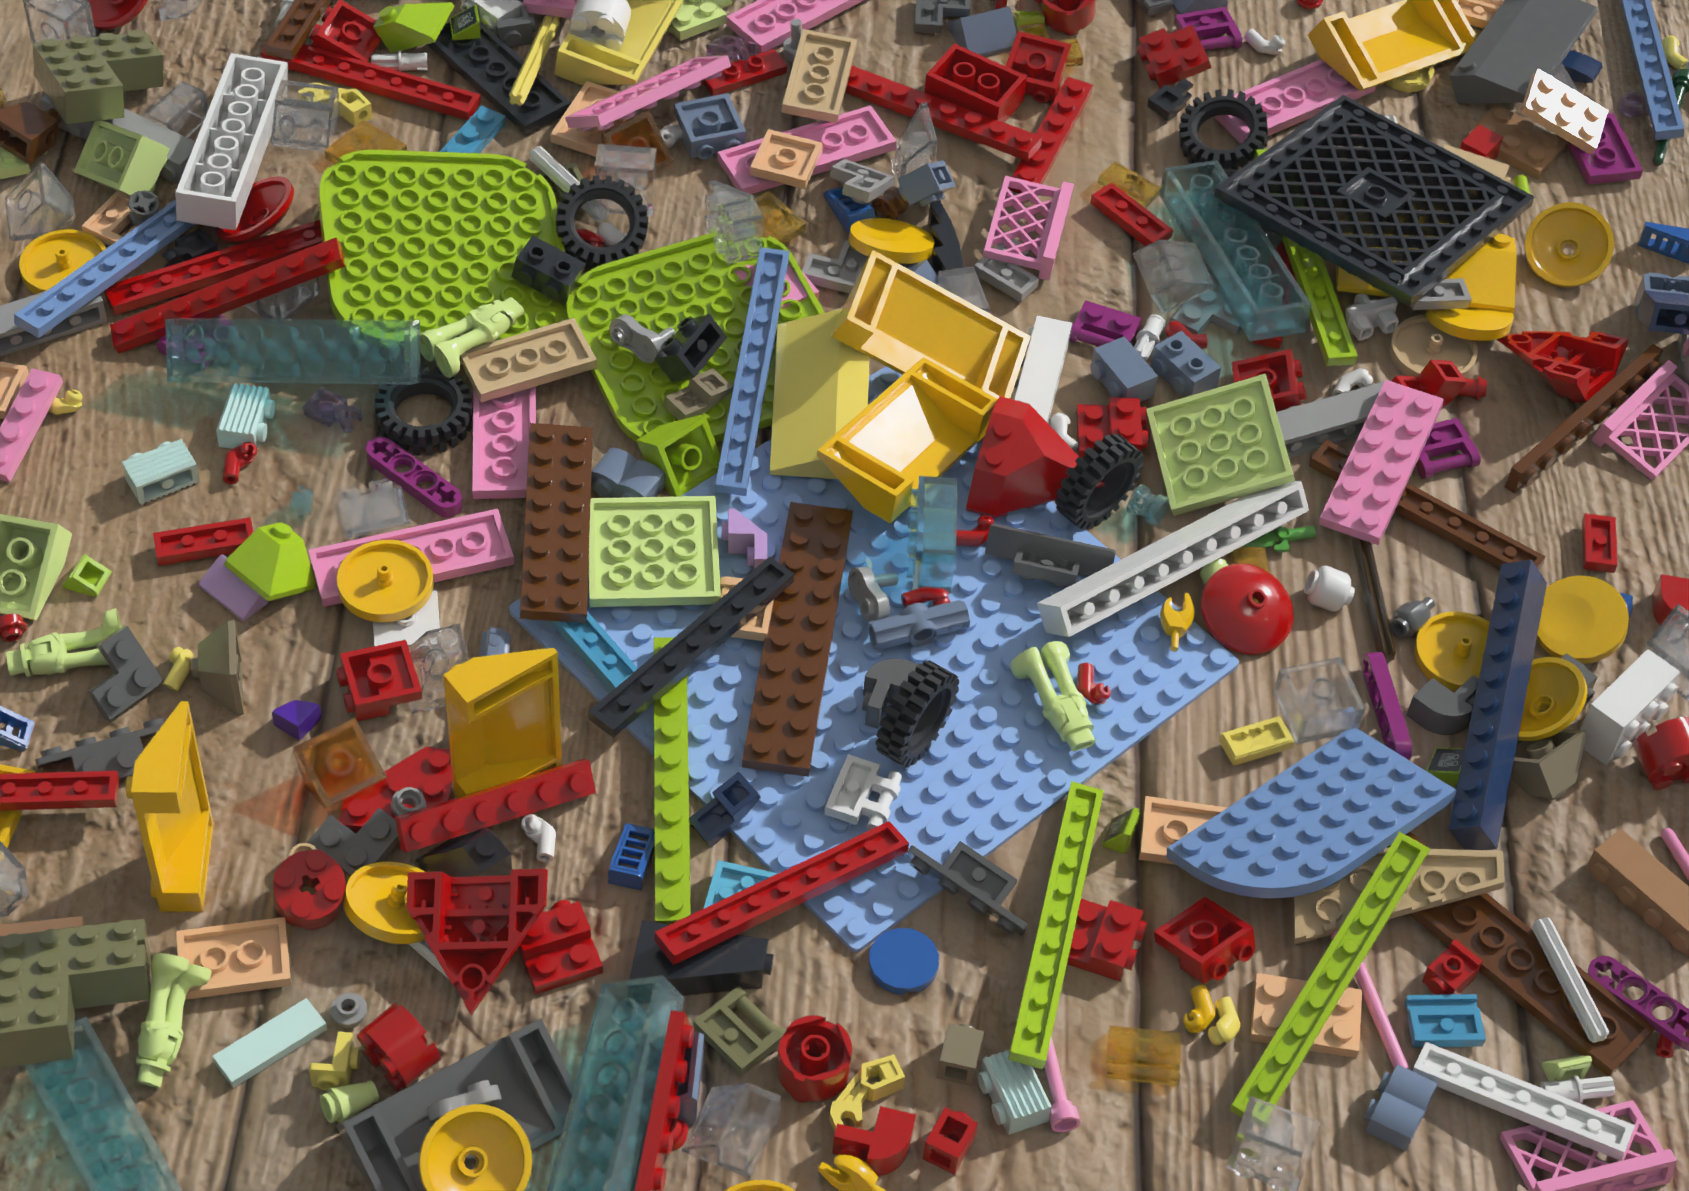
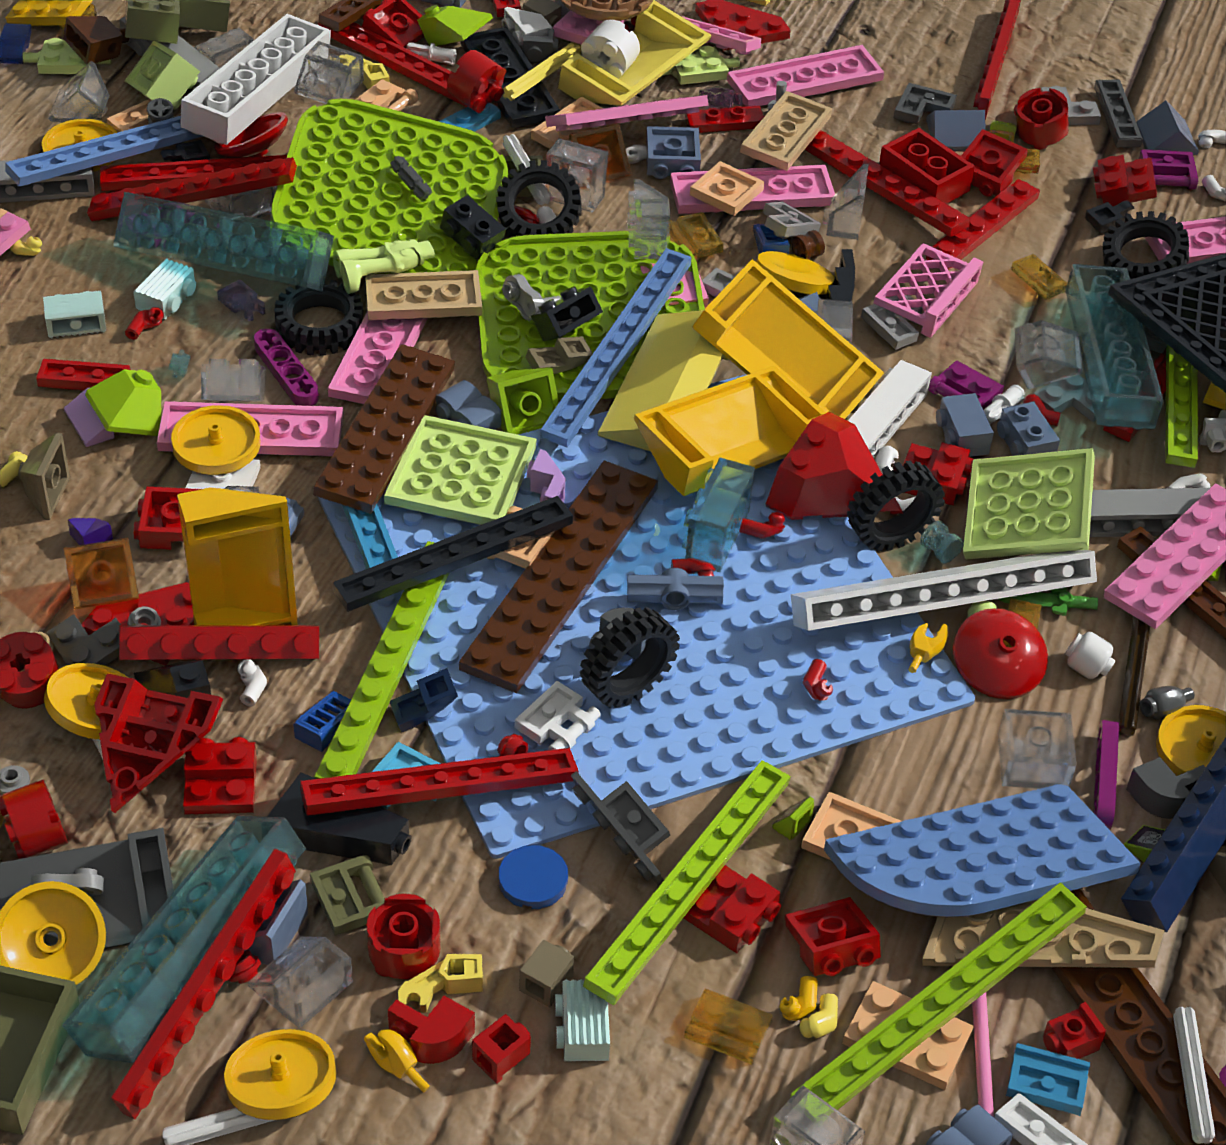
camera: 20 degrees right, 5 degrees down
(376, 129) = (389, 96): none -> light nougat plate
(462, 227) = (410, 178): none -> dark grey axle
(465, 24) = (497, 34): slope -> none
(476, 91) = (476, 80): none -> red brick
(833, 835) = (512, 745): none -> red plate
(867, 592) = (639, 550): light grey piece -> none
(926, 184) = (844, 231): sand blue brick -> none
(1046, 556) = (820, 559): dark grey bracket -> none
(1063, 1114) = (623, 1056): bright pink piece -> none
(1066, 711) = (780, 697): yellowish green piece -> none
(1130, 215) = (1028, 298): red plate -> none
(1256, 740) = (961, 771): light yellow plate -> none
(1281, 374) = (1113, 462): red plate -> none

